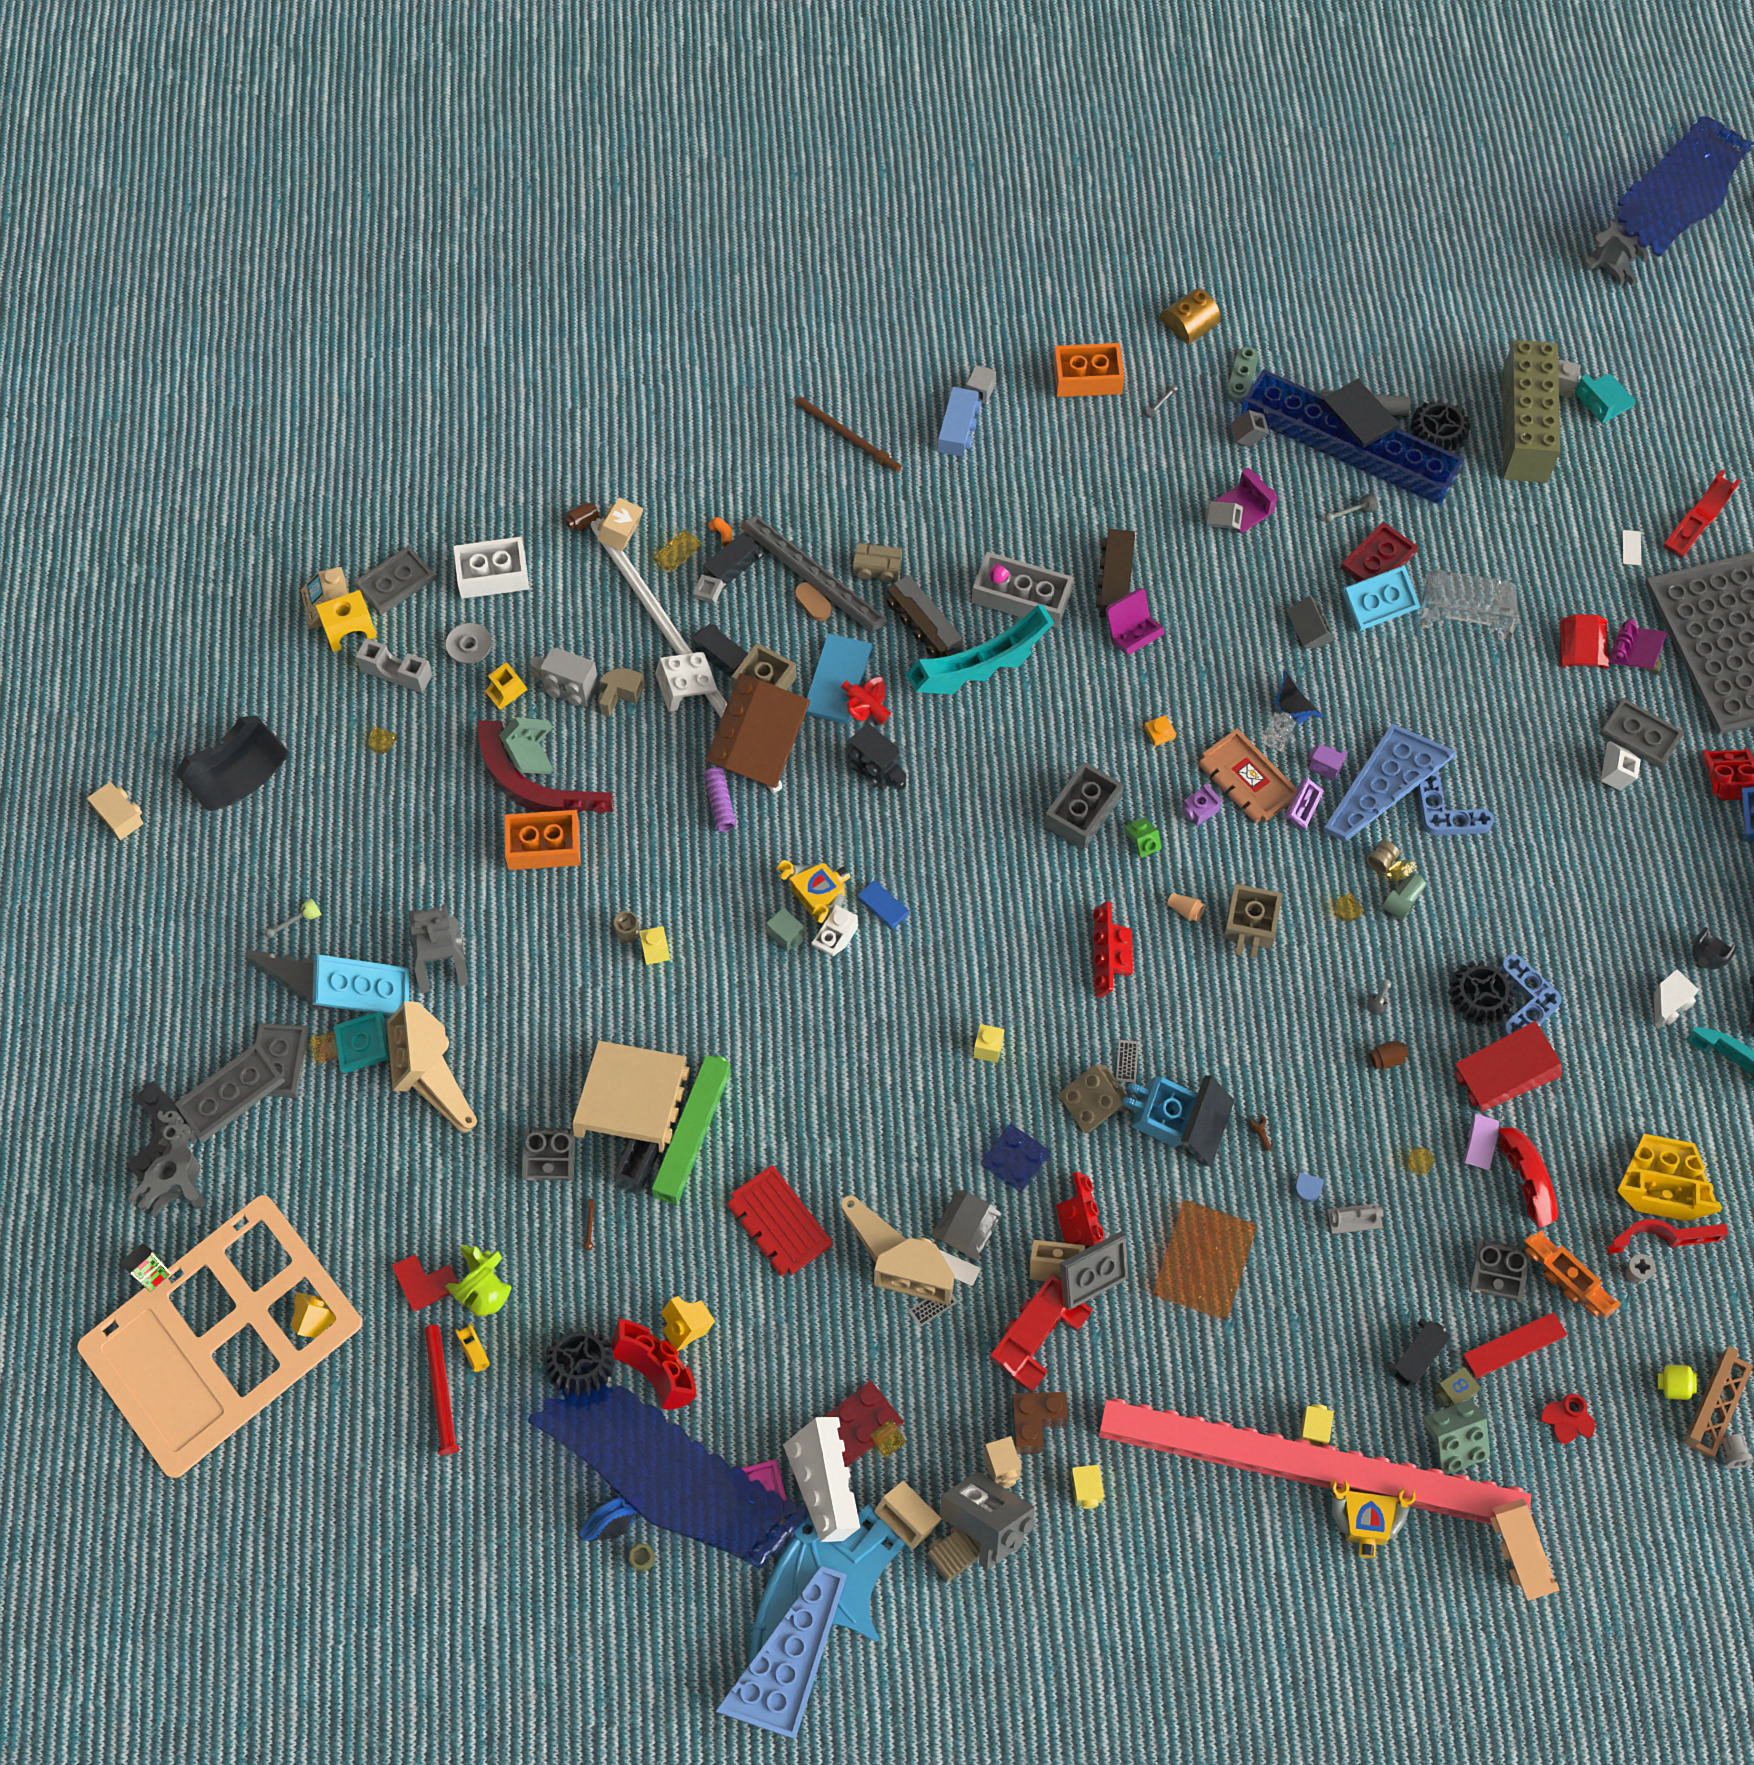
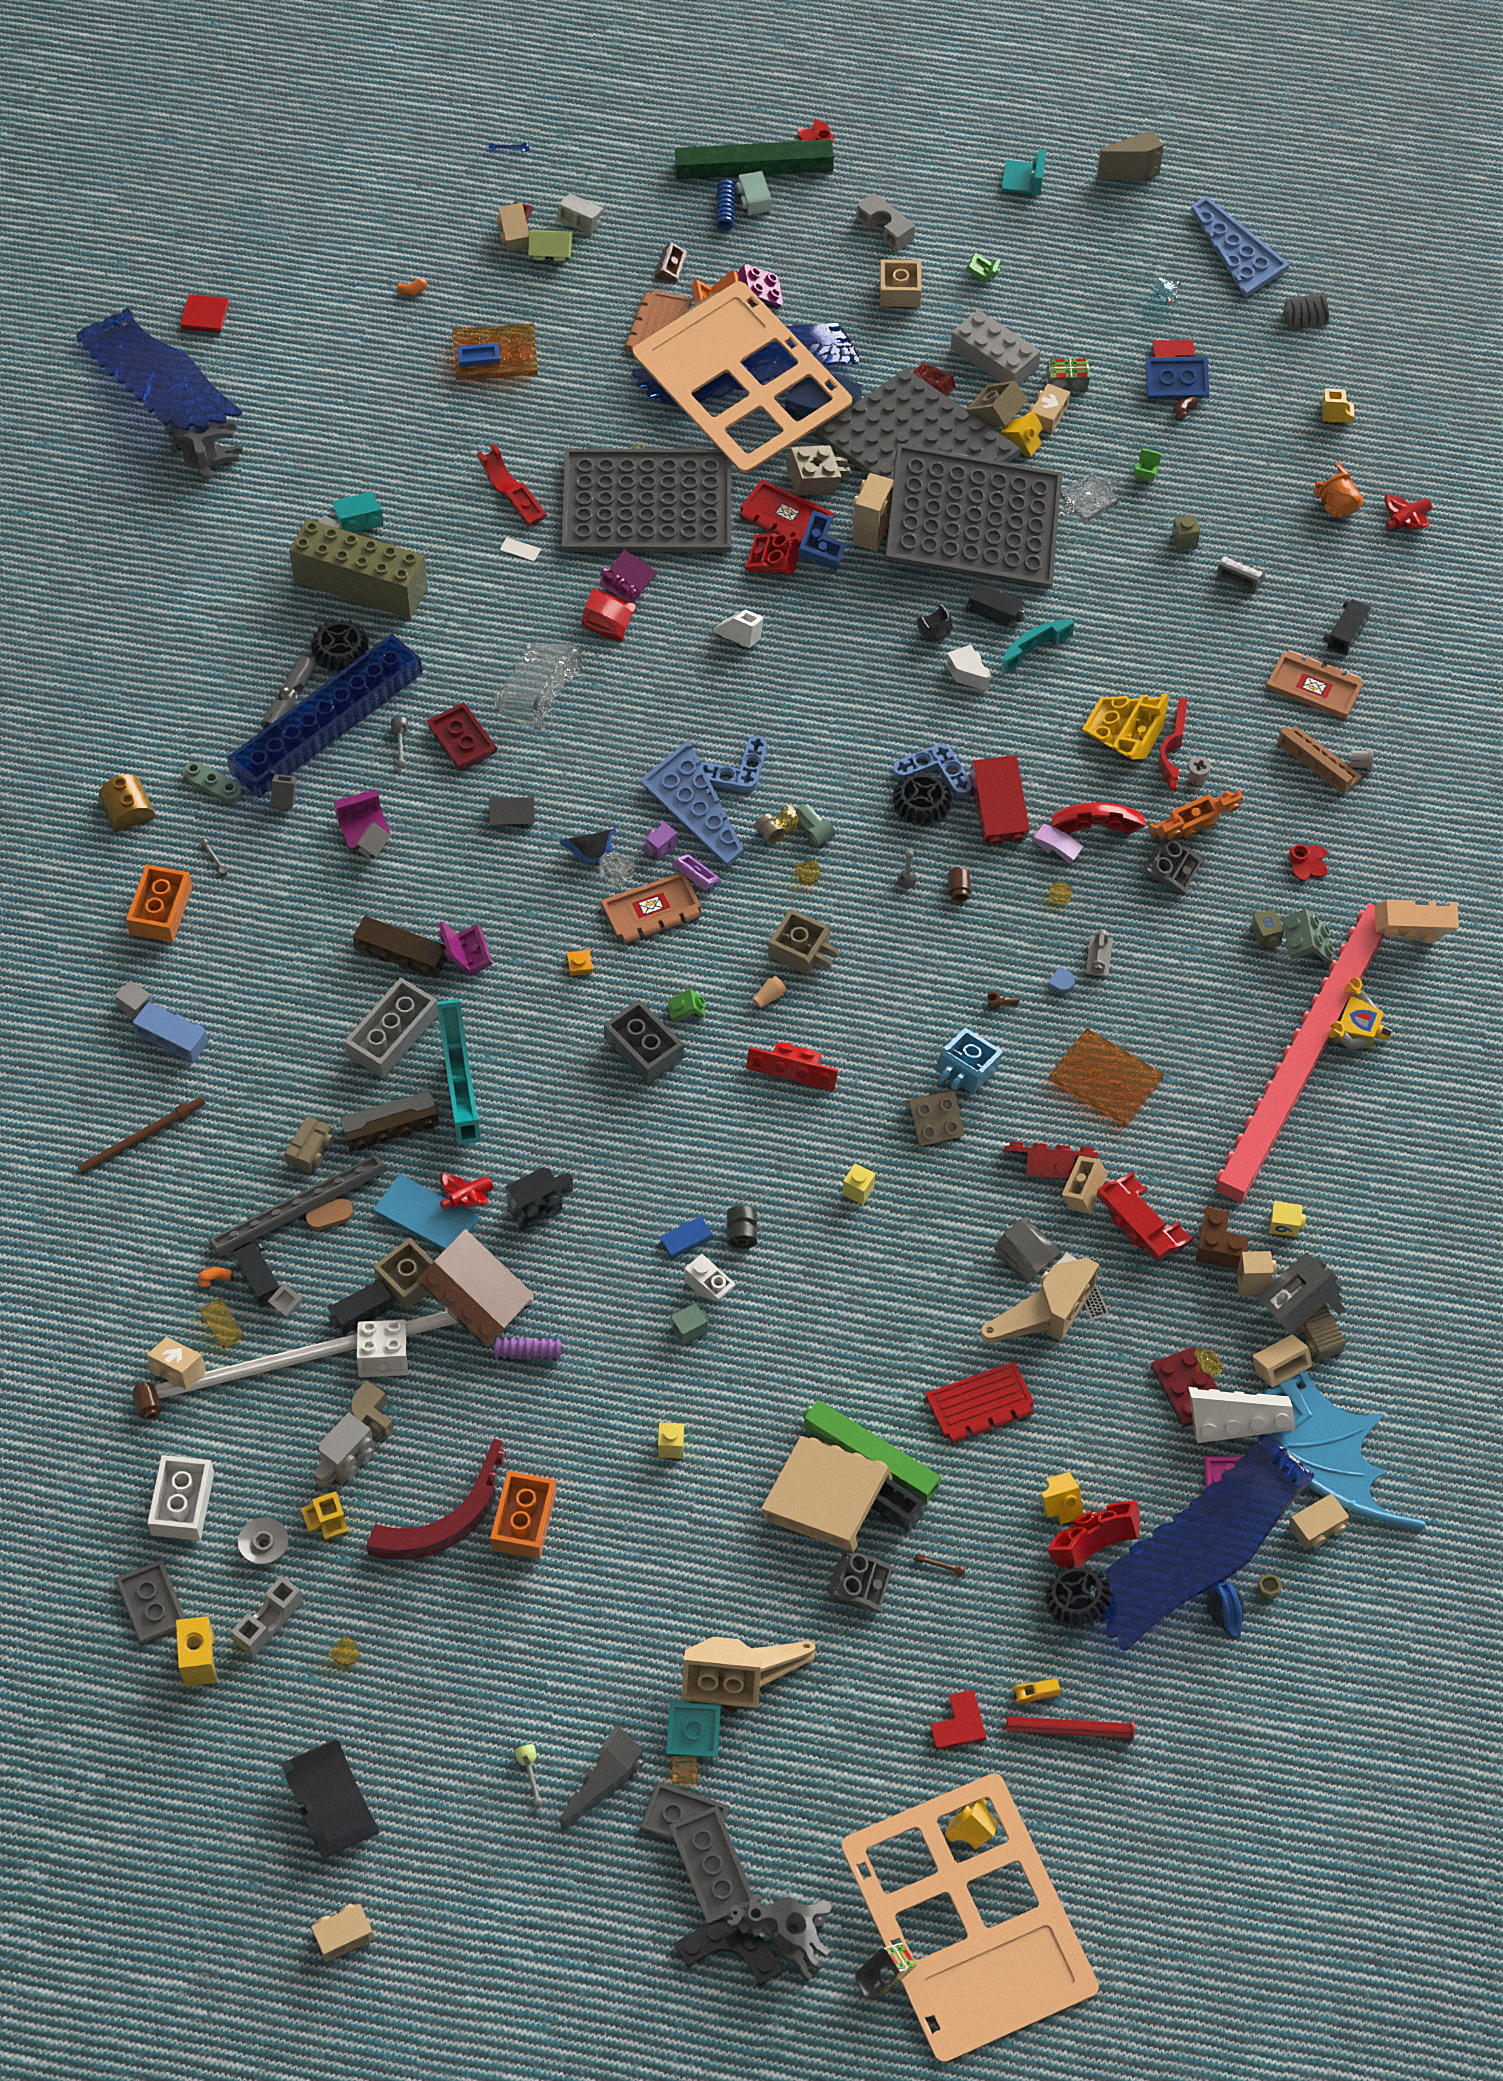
camera: 75 degrees left, 5 degrees down
(320, 589) = (152, 1671): tan slope -> none
(359, 985) = (640, 1710): medium azure tile -> none
(435, 938) = (615, 1631): dark grey animal -> none
(481, 1288) = (983, 1666): lime piece -> none
(522, 742) = (410, 1511): sand green bracket -> none
(624, 921) = (641, 1456): dark tan wheel -> none
(728, 1595) = (1319, 1522): none -> tan piece
(781, 1675) = (1398, 1491): medium blue wing -> none
(816, 886) = (657, 1284): torso -> none
(903, 948) = (742, 1227): none -> pearl dark grey wheel
(998, 574) = (376, 1035): dark pink hinge -> none
(1016, 1158) = (972, 1195): clear blue plate -> none
(1094, 1270) = (1104, 1154): dark grey tile -> none
(1127, 1061) = (903, 1084): sticker -> none
(1207, 1120) = (985, 1032): black tile -> none
(1208, 806) = (671, 950): medium lavender brick -> none
(1316, 1425) = (1274, 1037): light yellow brick -> none
(1360, 413) = (312, 695): black tile -> none
(1381, 598) = (507, 747): medium azure tile -> none
(1419, 1354) = (1231, 945): black brick -> none
(1514, 1345) = (1238, 878): red tile -> none
(1641, 733) = (710, 605): dark grey tile -> none
(1678, 1382) = (1298, 777): neon yellow head -> none

